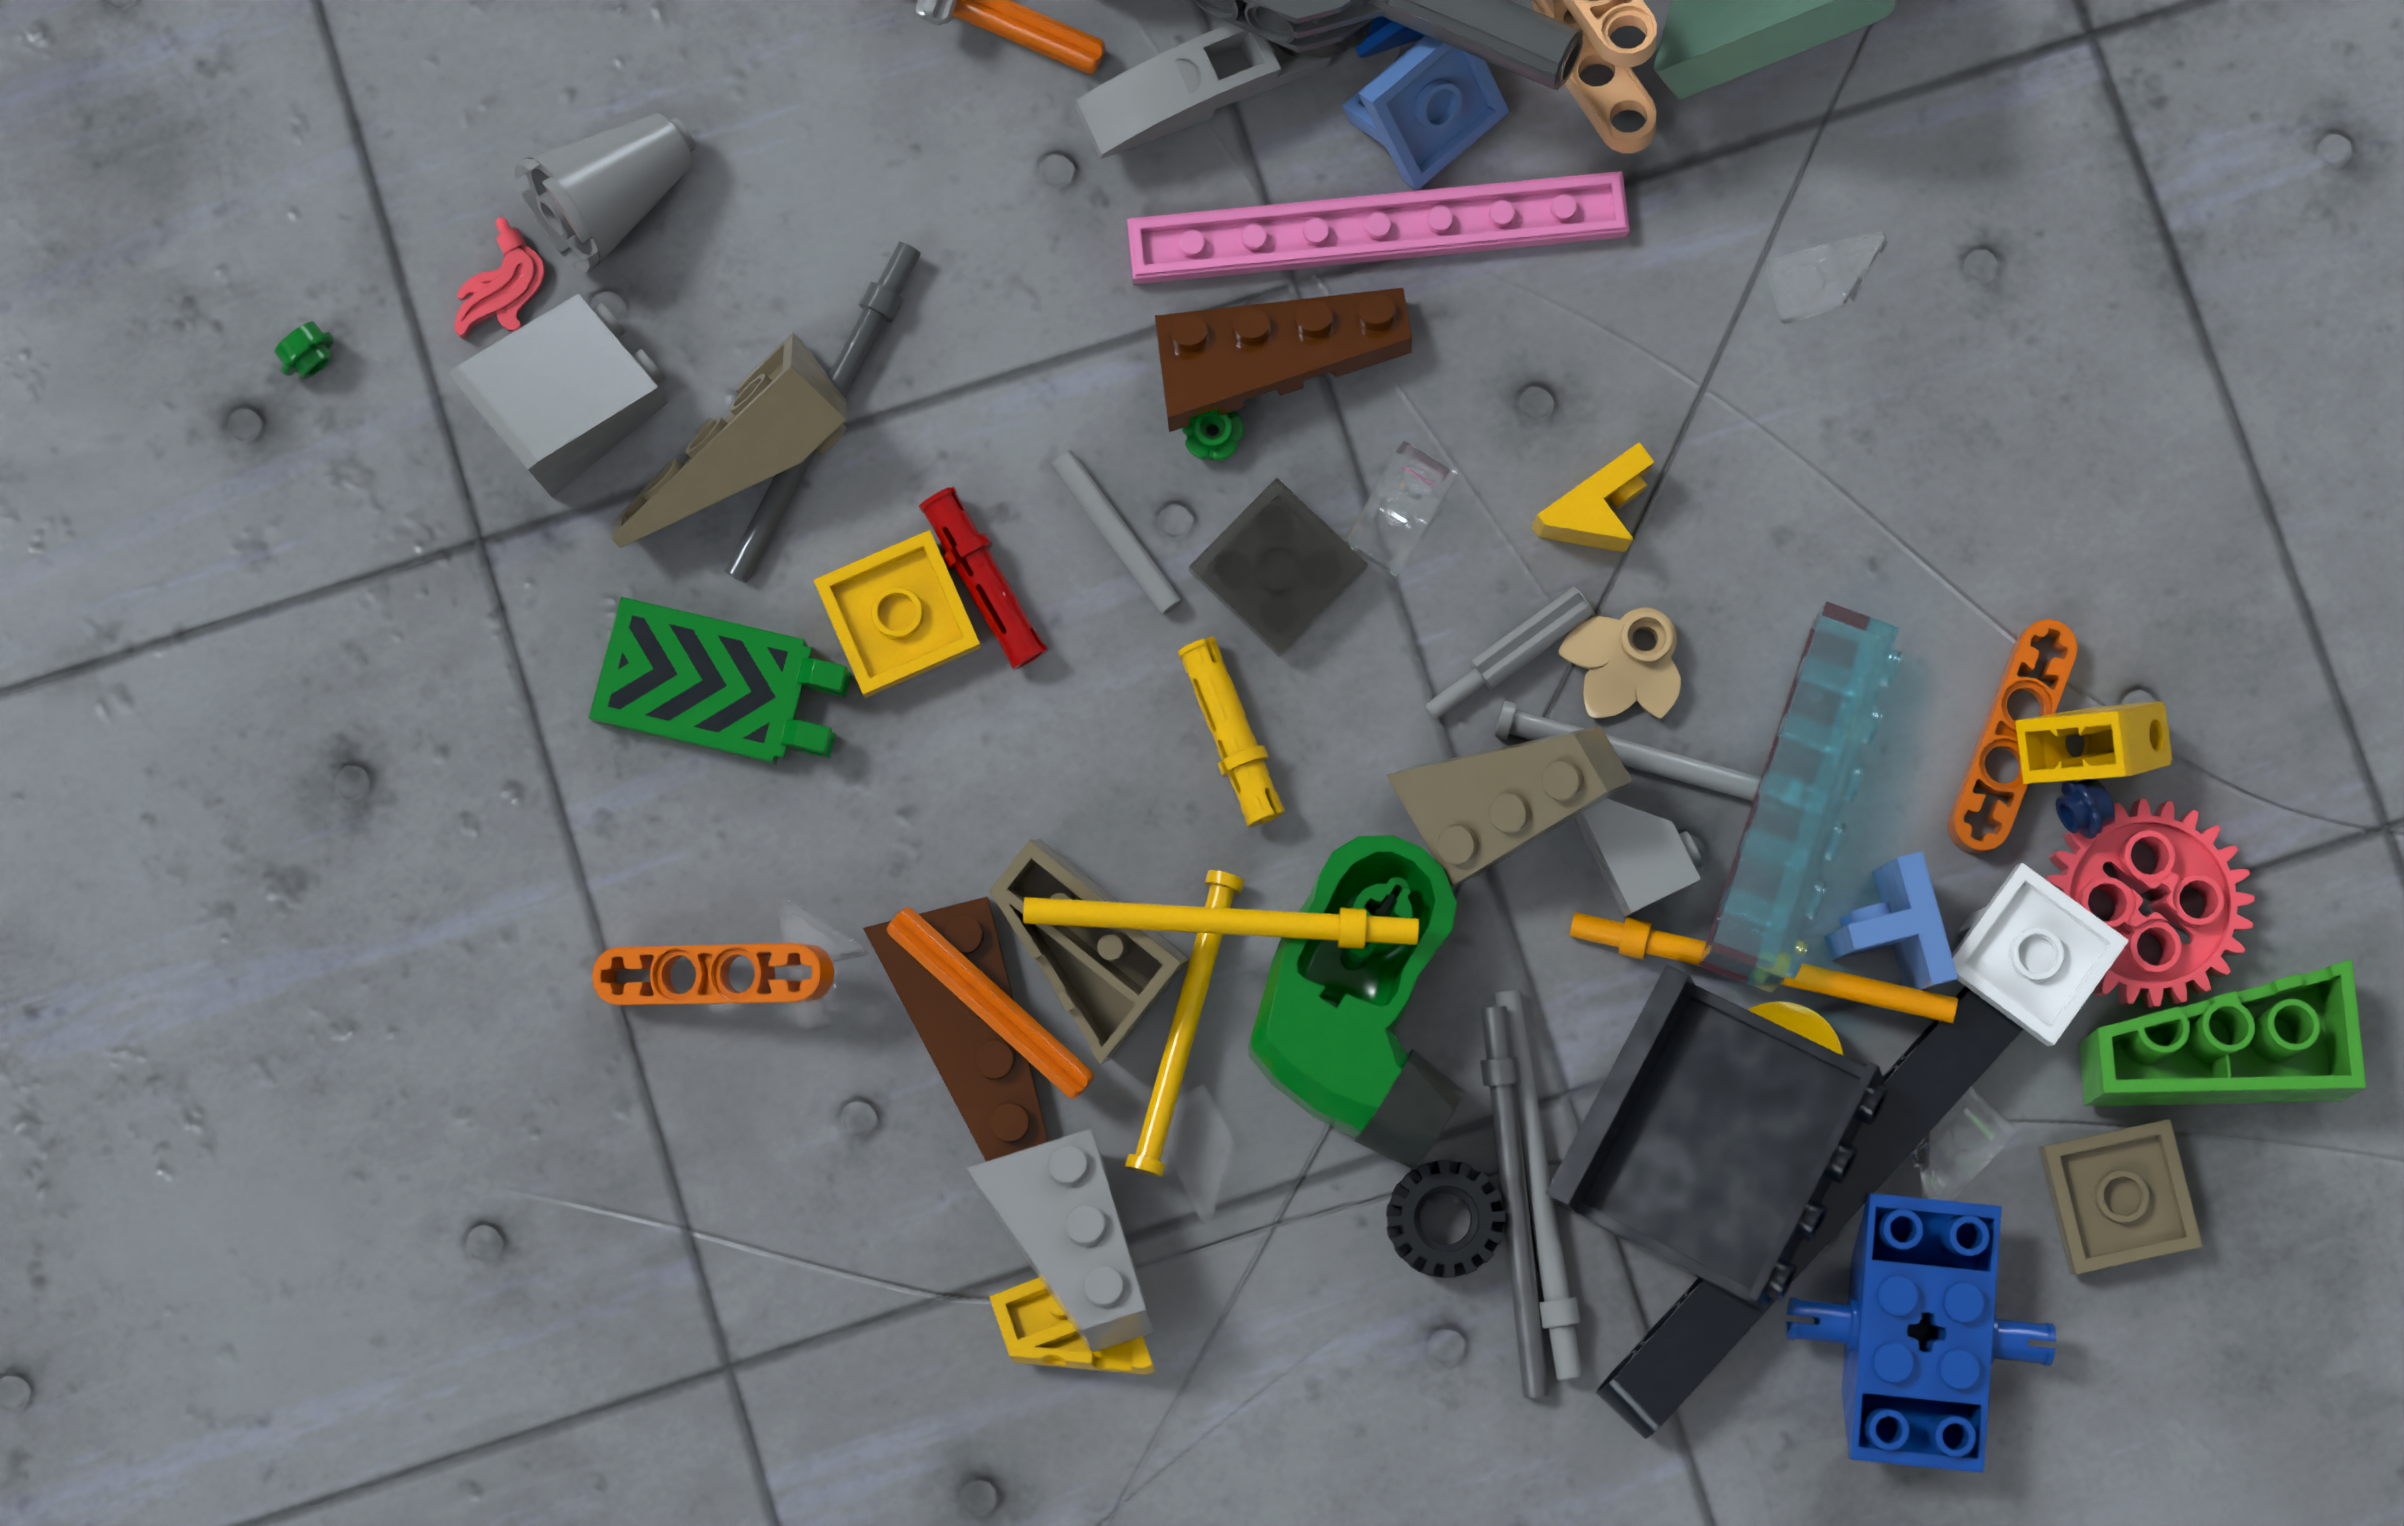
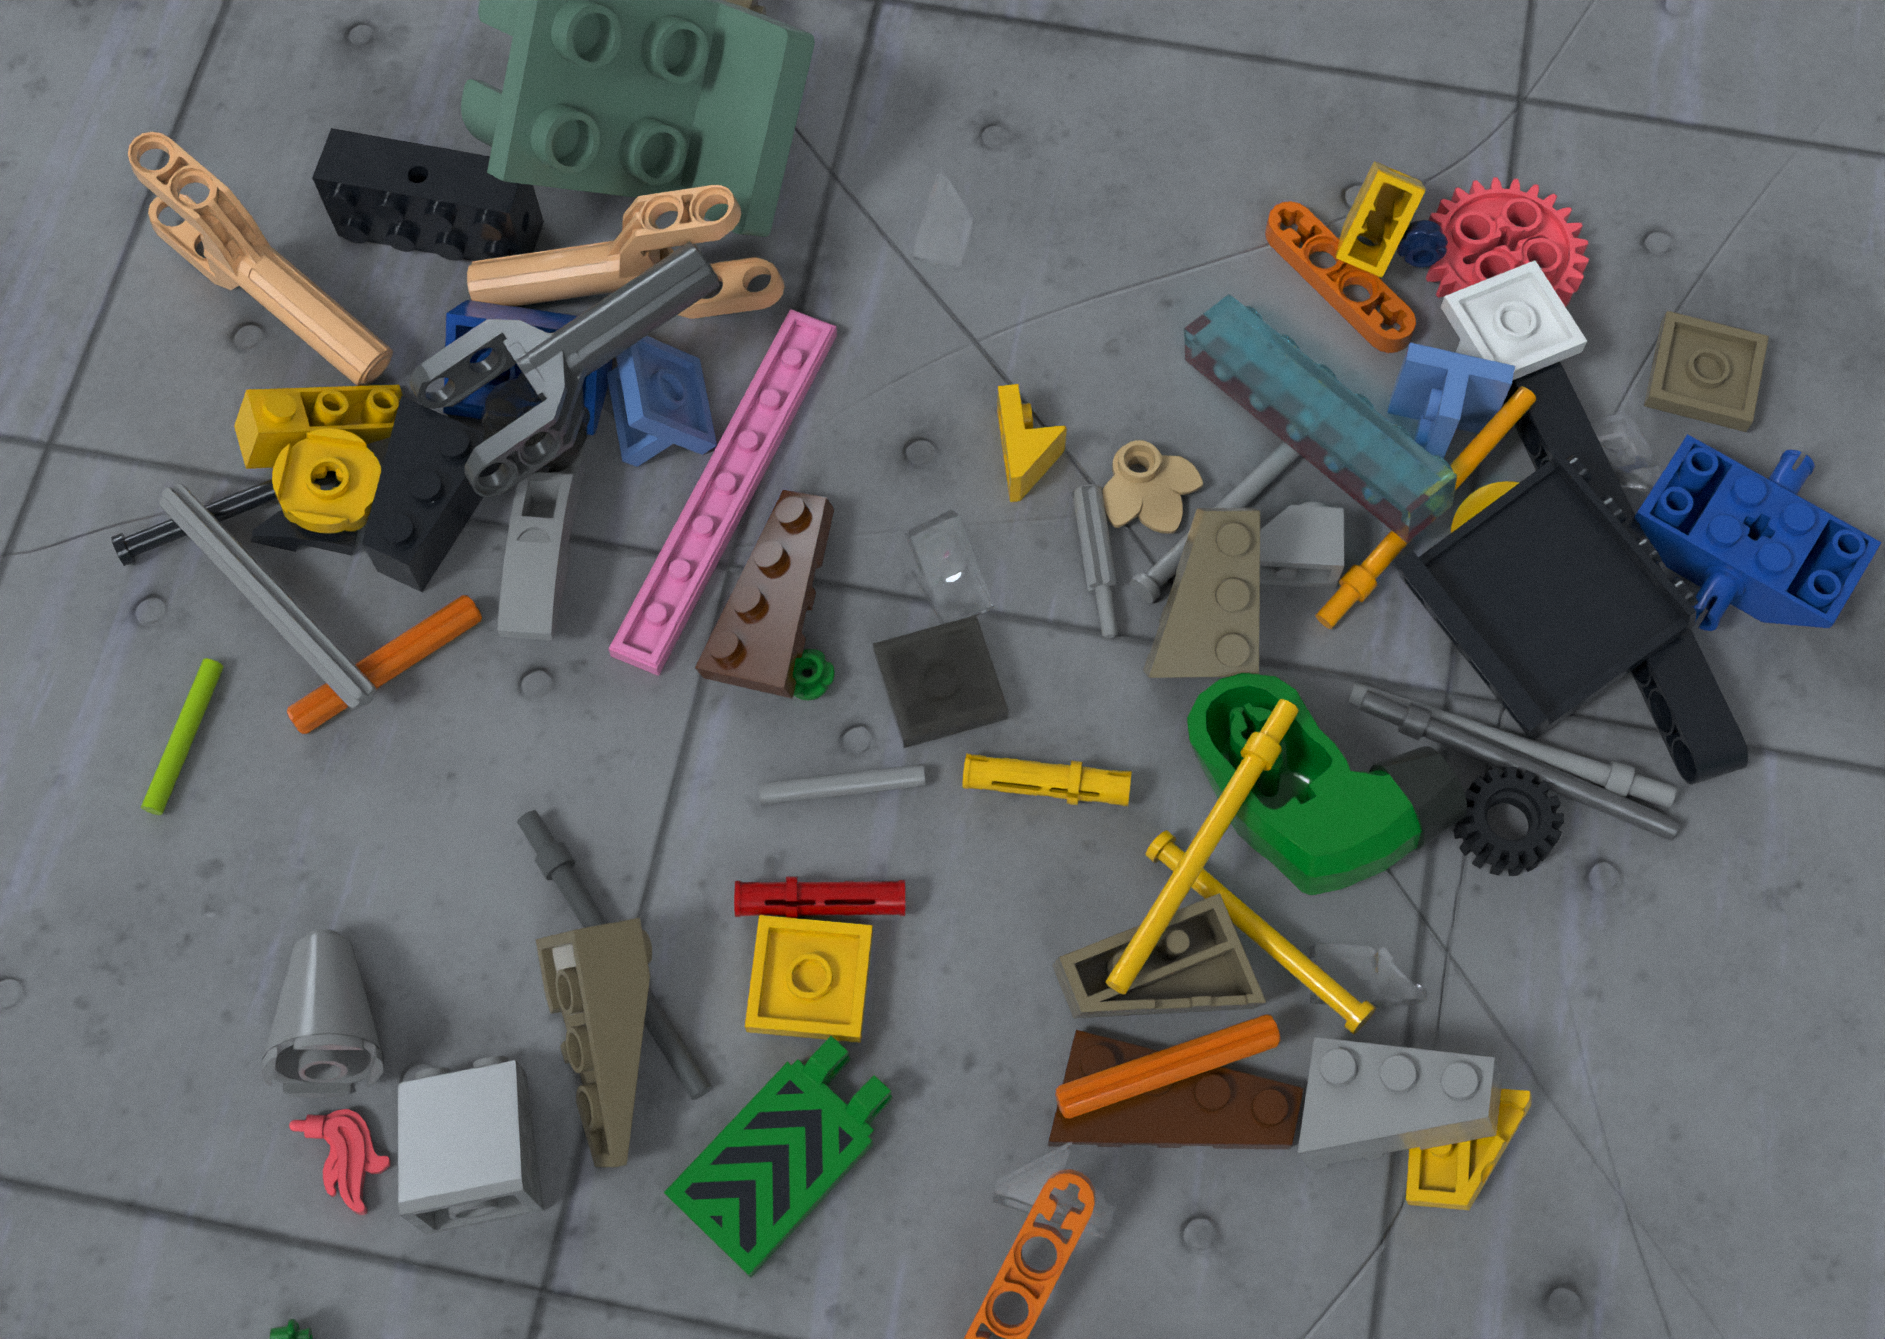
camera: 60 degrees left, 15 degrees down
(2241, 1047) = (1640, 235): bright green wedge -> none

